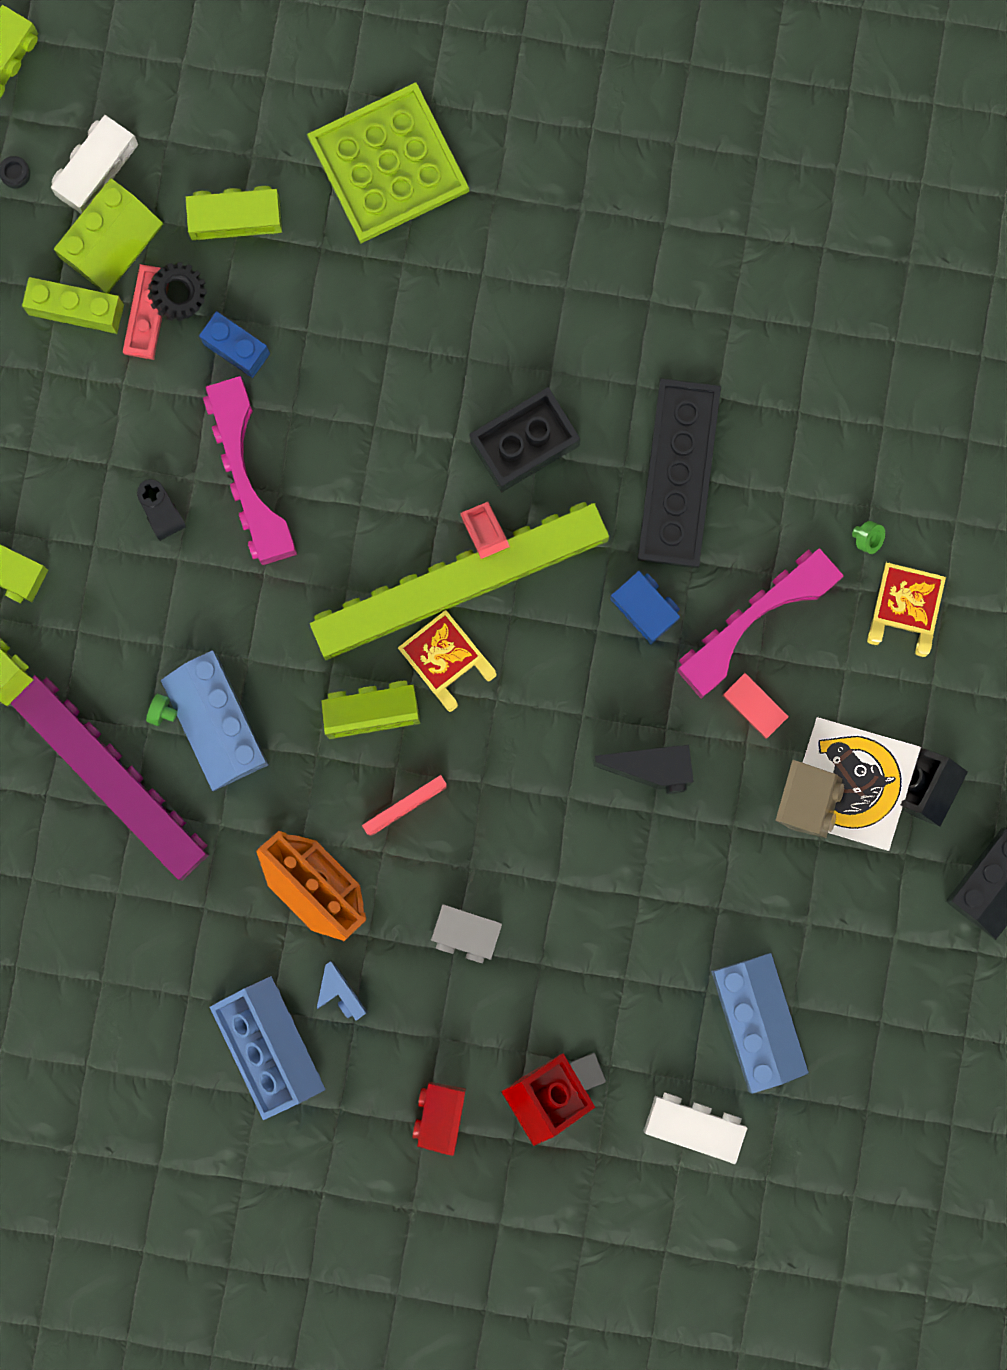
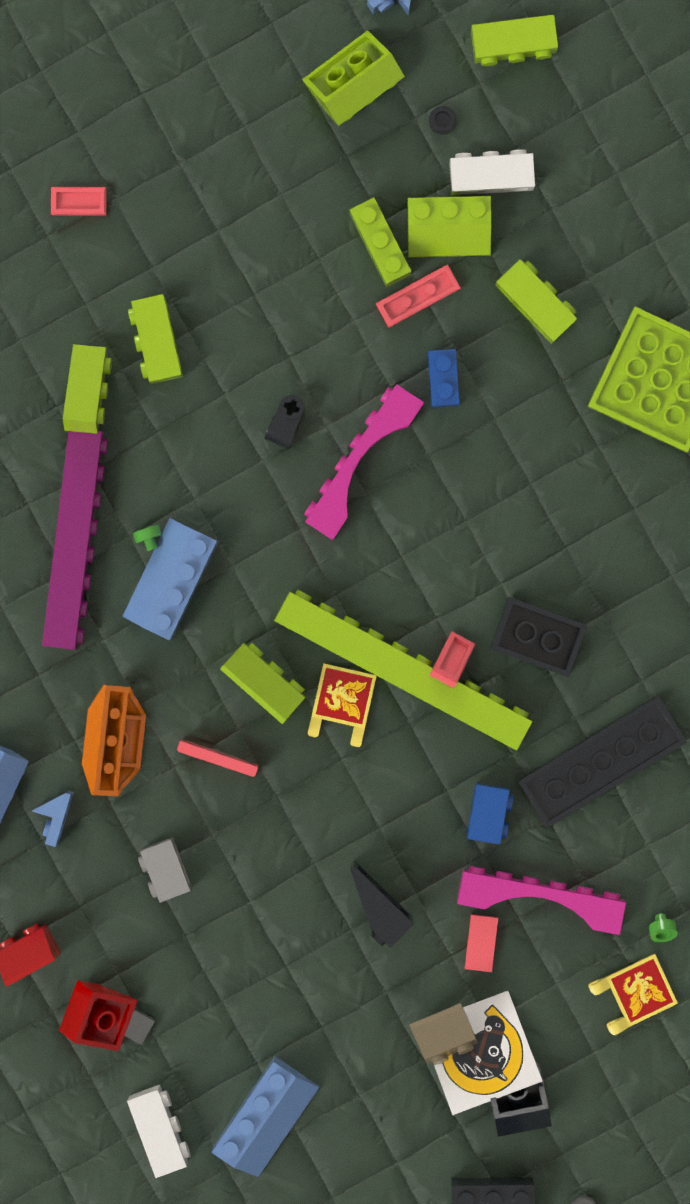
camera: 50 degrees right, 5 degrees up
(189, 278) = (464, 311): black tyre -> none

